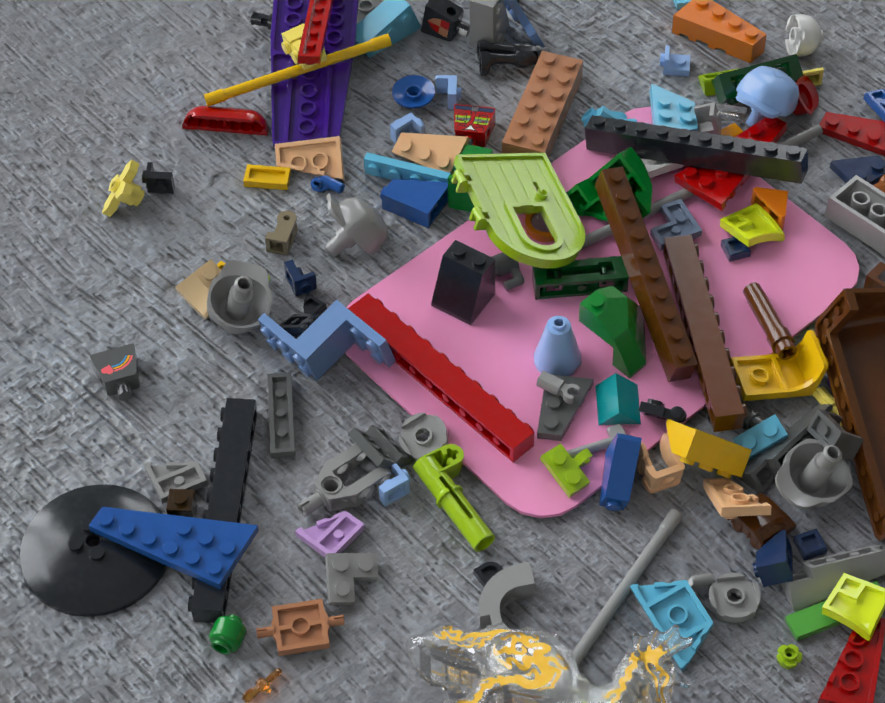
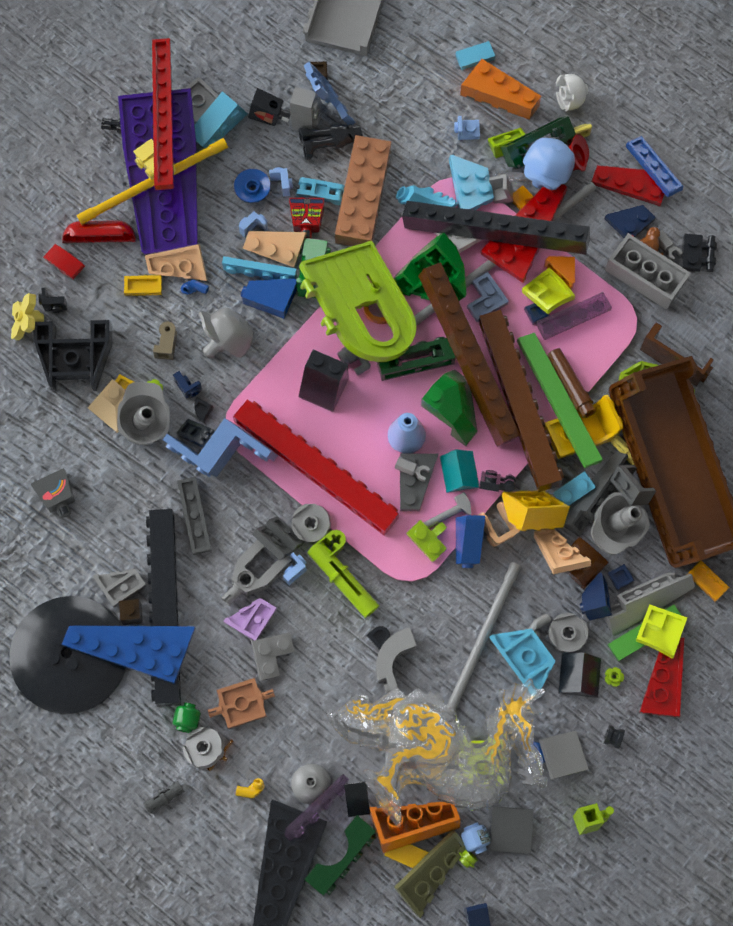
camera: 10 degrees left, 20 degrees up
(172, 234) = (73, 357): none -> black wedge
(180, 143) = (64, 261): none -> red slope
(244, 682) = (211, 755): none -> light grey plate
(494, 101) = (320, 189): none -> medium azure plate
(744, 647) = (579, 674): none -> black slope
(753, 338) = (559, 400): none -> bright green tile
(780, 254) = (573, 316): none -> clear purple plate

